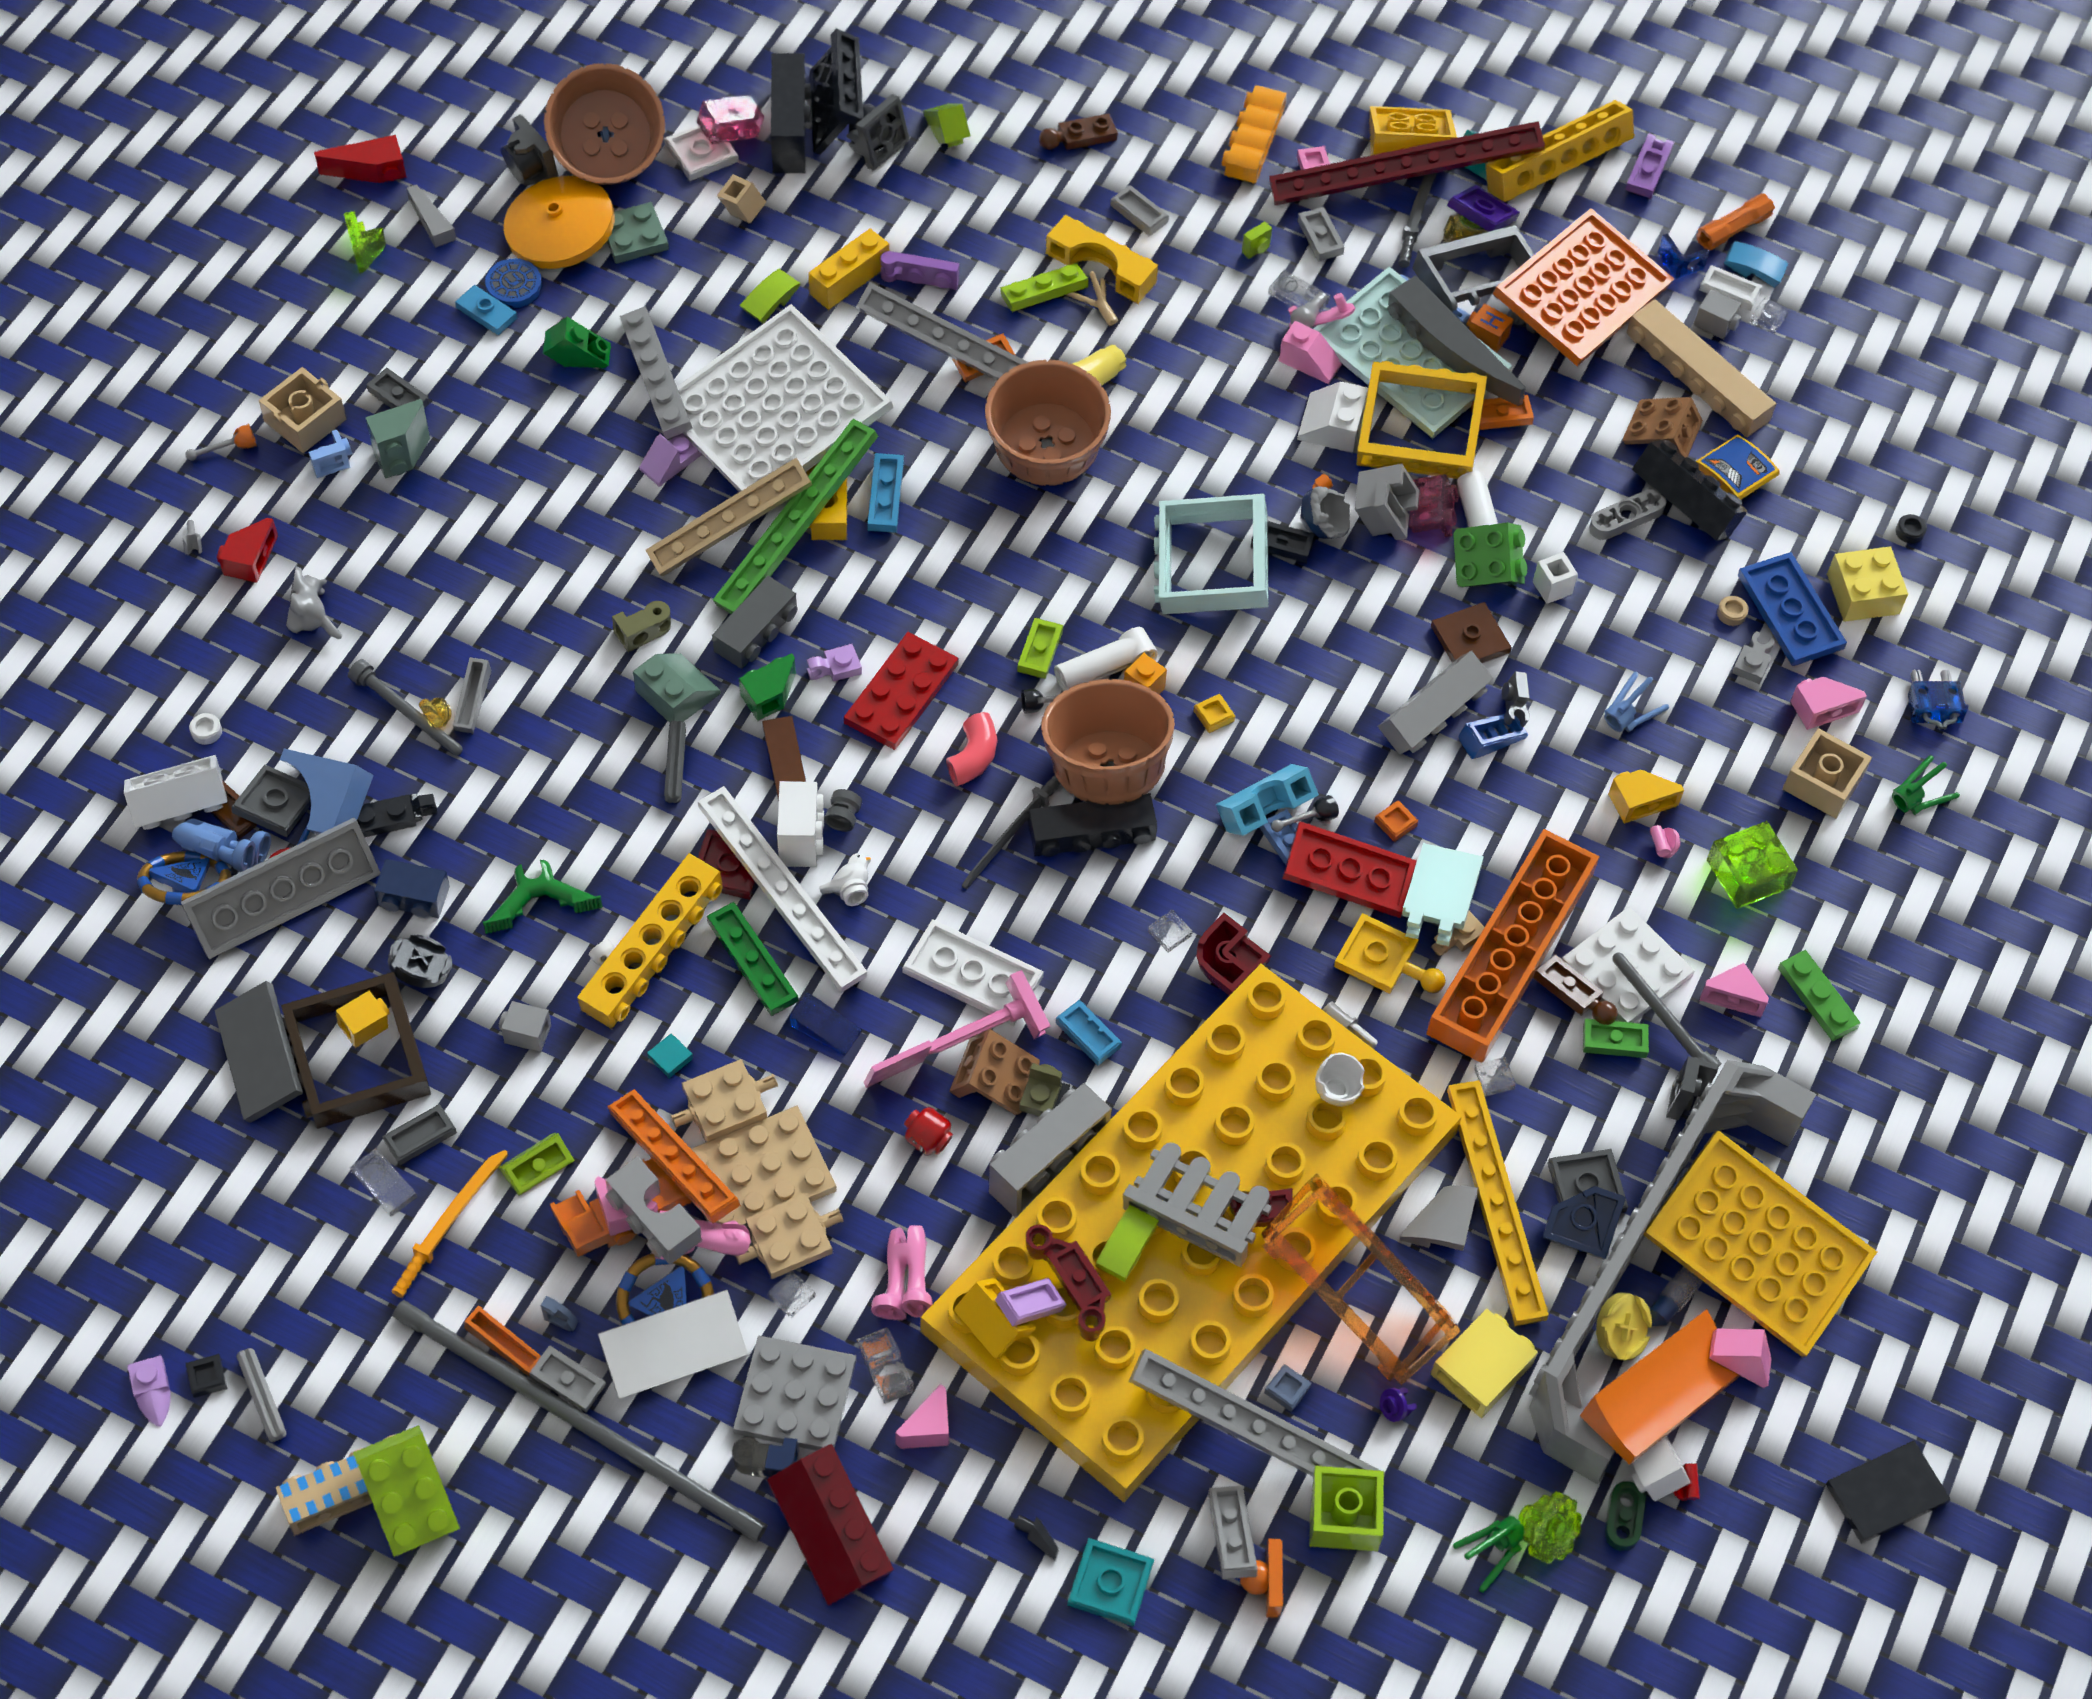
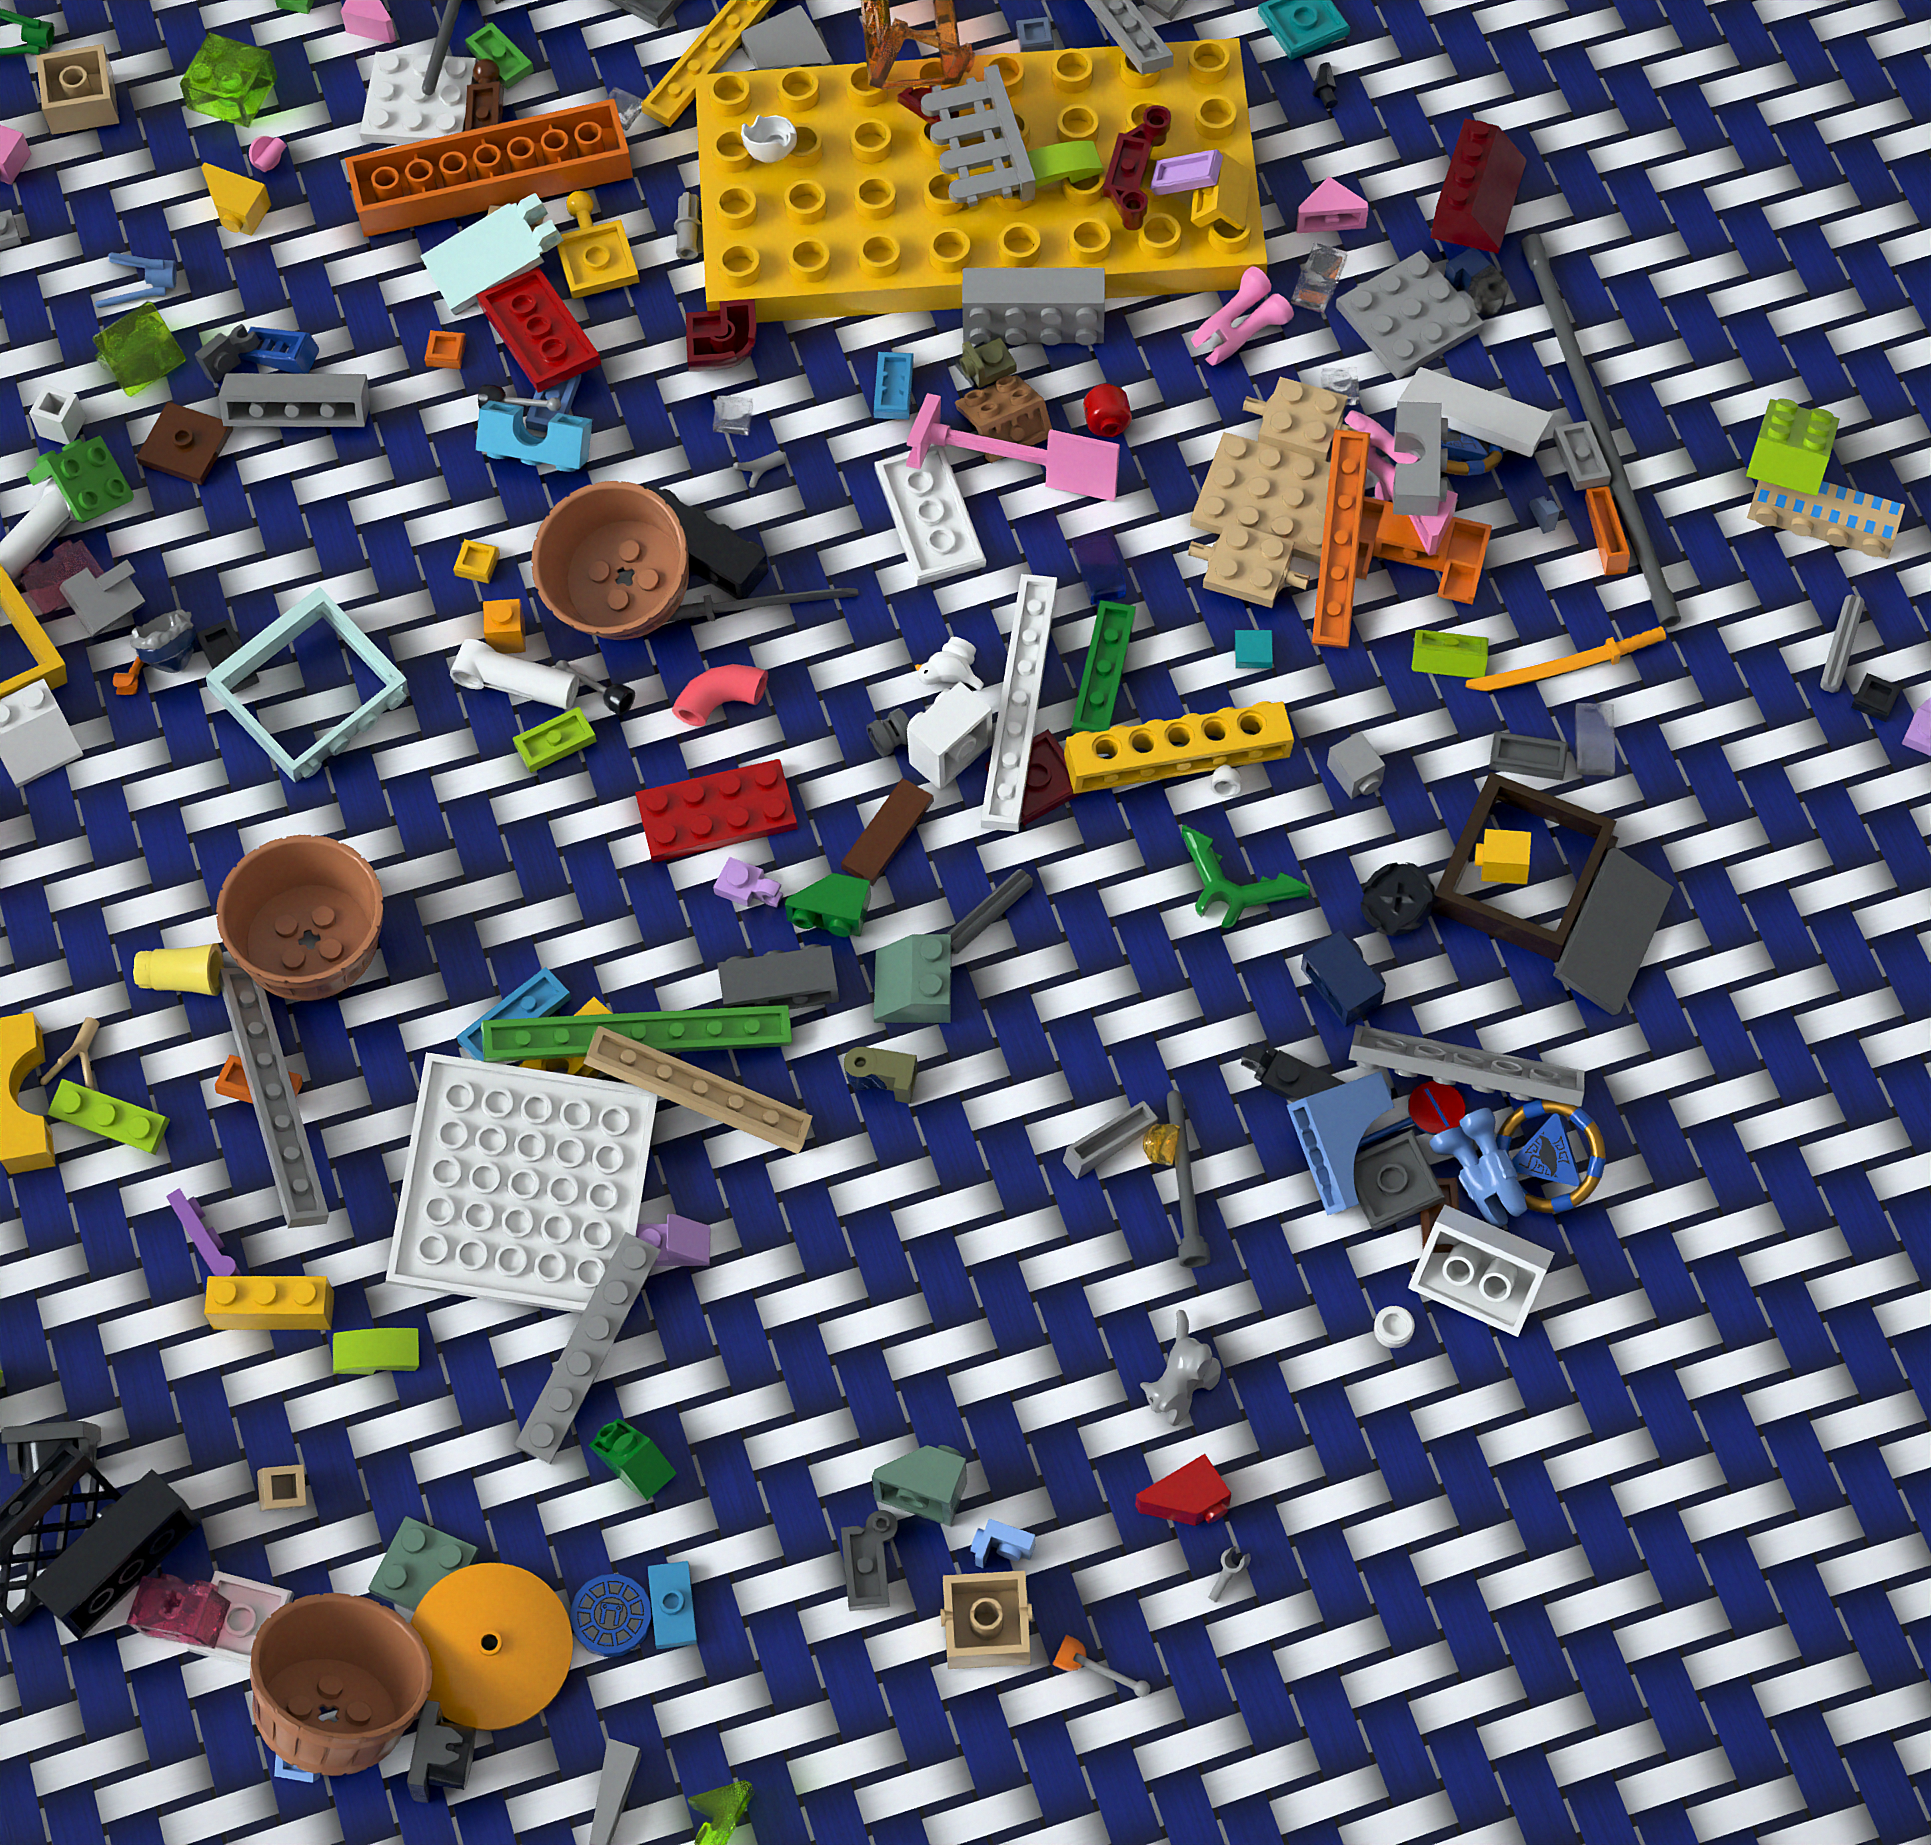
camera: 130 degrees left, 5 degrees up
(1114, 908) = (760, 466): none -> light grey bar
(1566, 655) = (138, 349): none -> clear neon green bracket

